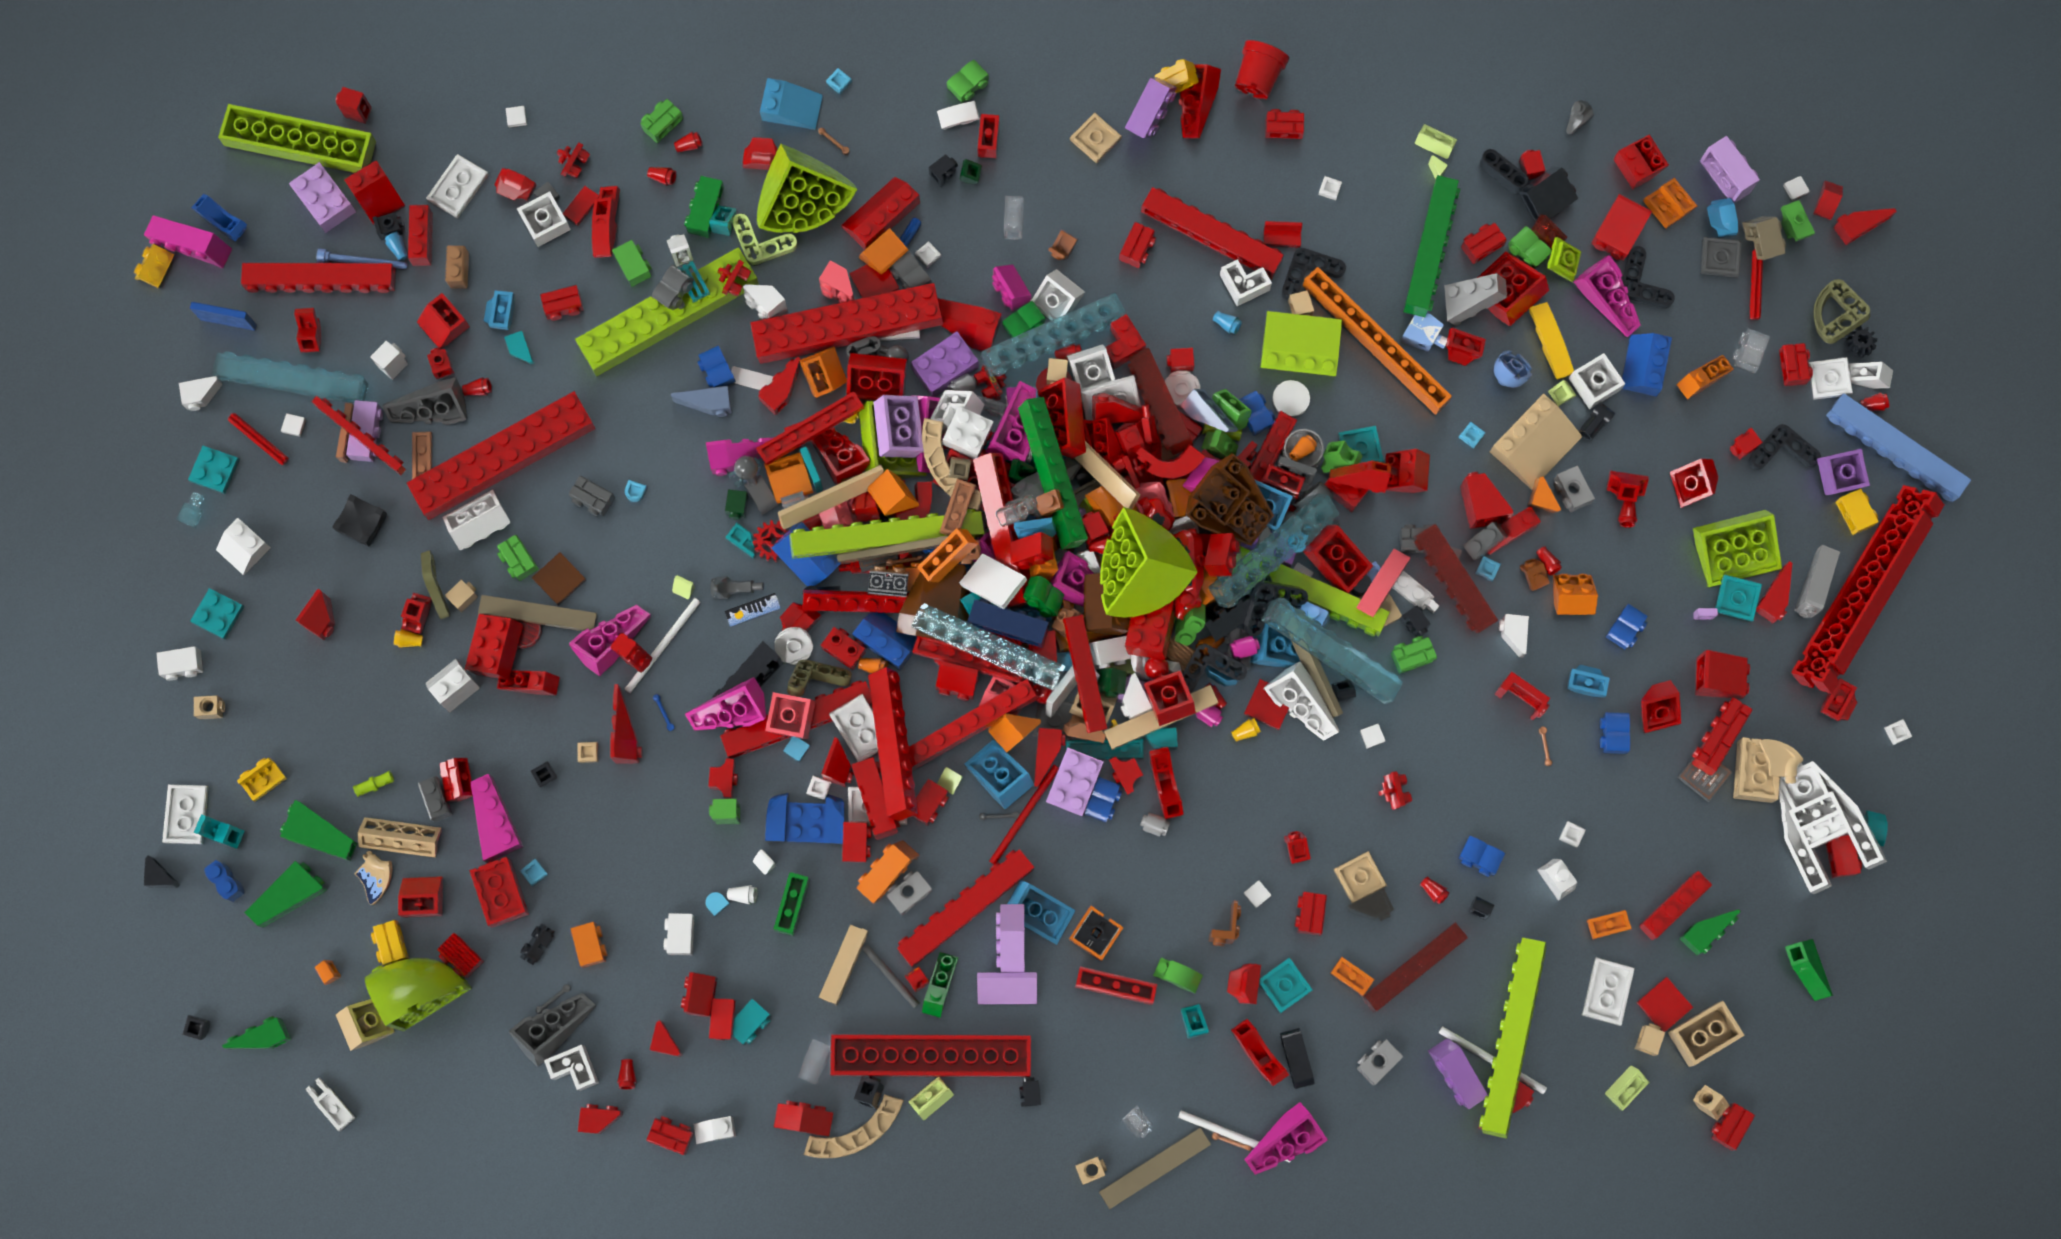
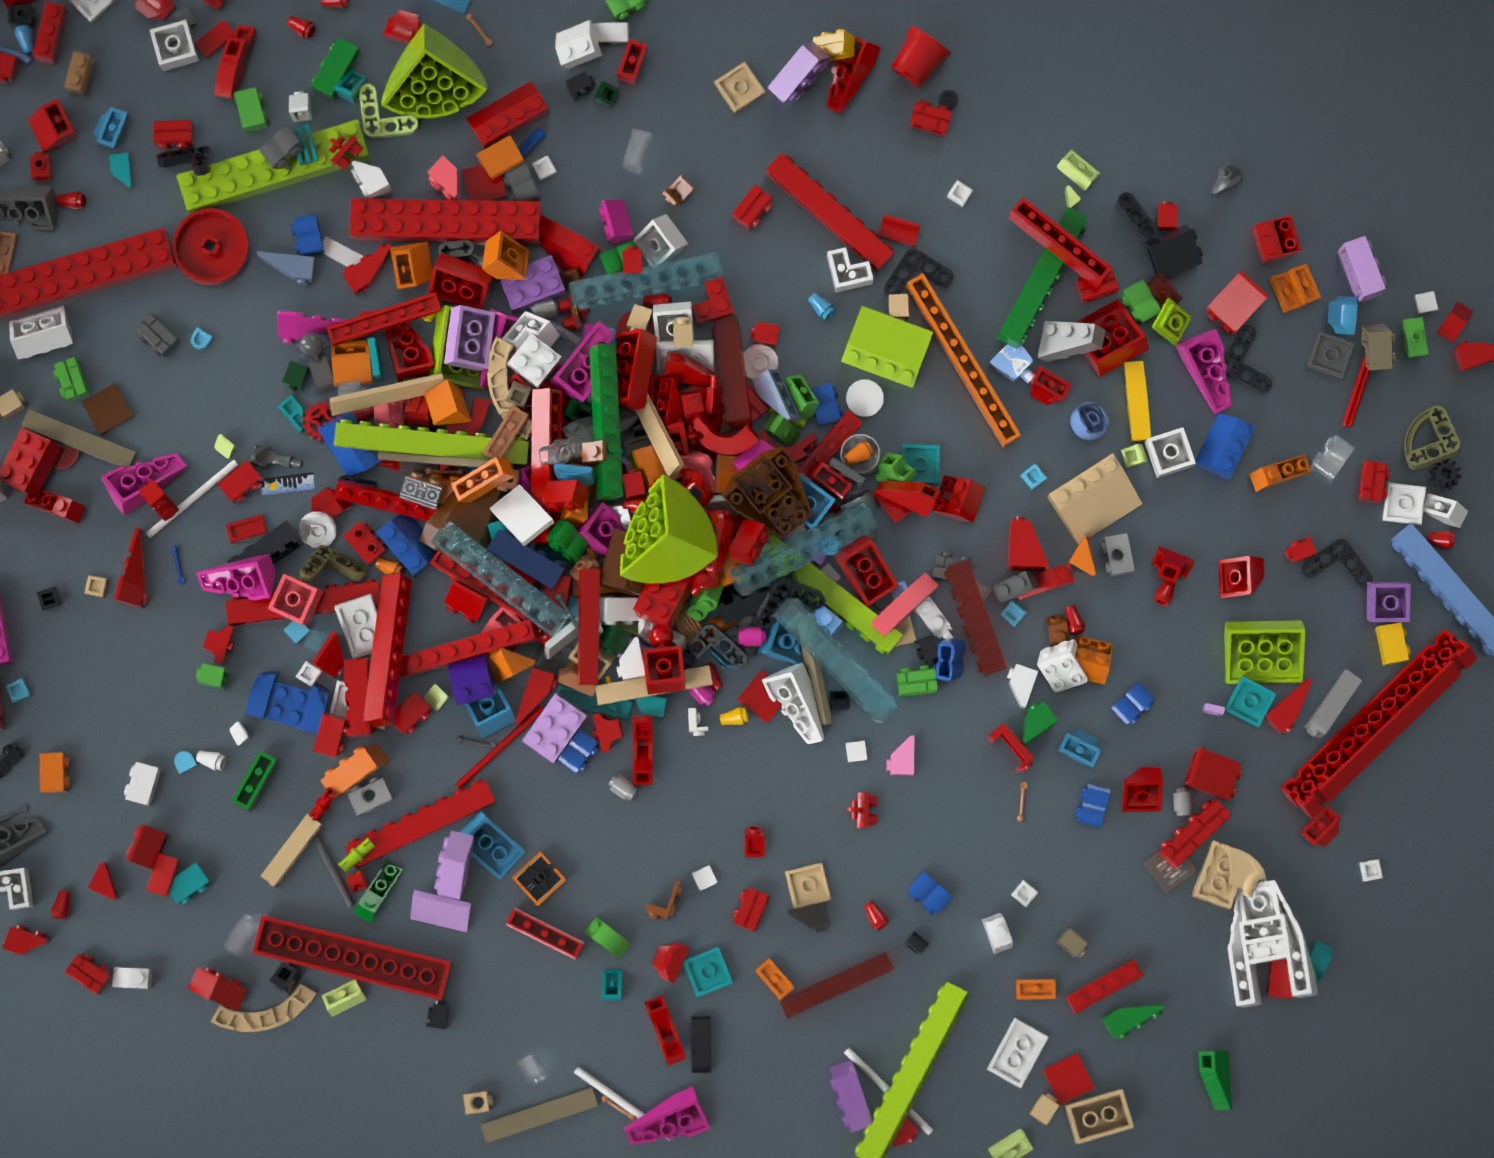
camera: 15 degrees right, 5 degrees up
(594, 318) = (198, 156): none -> black beam
(612, 385) = (199, 231): none -> red piece
(707, 618) = (241, 482): none -> red brick
(723, 662) = (246, 529): none -> red tile
(818, 753) = (315, 640): none -> clear light blue brick
(864, 910) = (323, 804): none -> red pin
(911, 952) = (356, 855): none -> lime pin
(914, 343) = (505, 258): none -> orange slope
(932, 132) = (577, 45): none -> white slope
(978, 347) = (569, 276): none -> reddish brown tile
(982, 753) = (471, 680): none -> dark purple slope
(1038, 316) = (632, 260): none -> red slope
(1049, 652) = (559, 597): none -> dark grey hinge
(1104, 372) = (683, 332): none -> tan brick
(1207, 743) = (694, 719): none -> white bracket
(1296, 103) = (949, 99): none -> black tile
(1390, 1059) = (771, 1076): light grey brick -> none
(1420, 733) = (902, 759): none -> bright pink slope
(1441, 207) = (1060, 242): none -> red brick
(1442, 629) = (950, 659): none -> blue brick
(1542, 662) = (1037, 721): none -> green slope
(1550, 606) = (1061, 666): none -> white bracket
(1598, 418) = (1163, 490): black piece -> none
(1633, 869) = (1072, 943): none -> dark tan brick
(1701, 709) = (1183, 802): none -> light grey brick

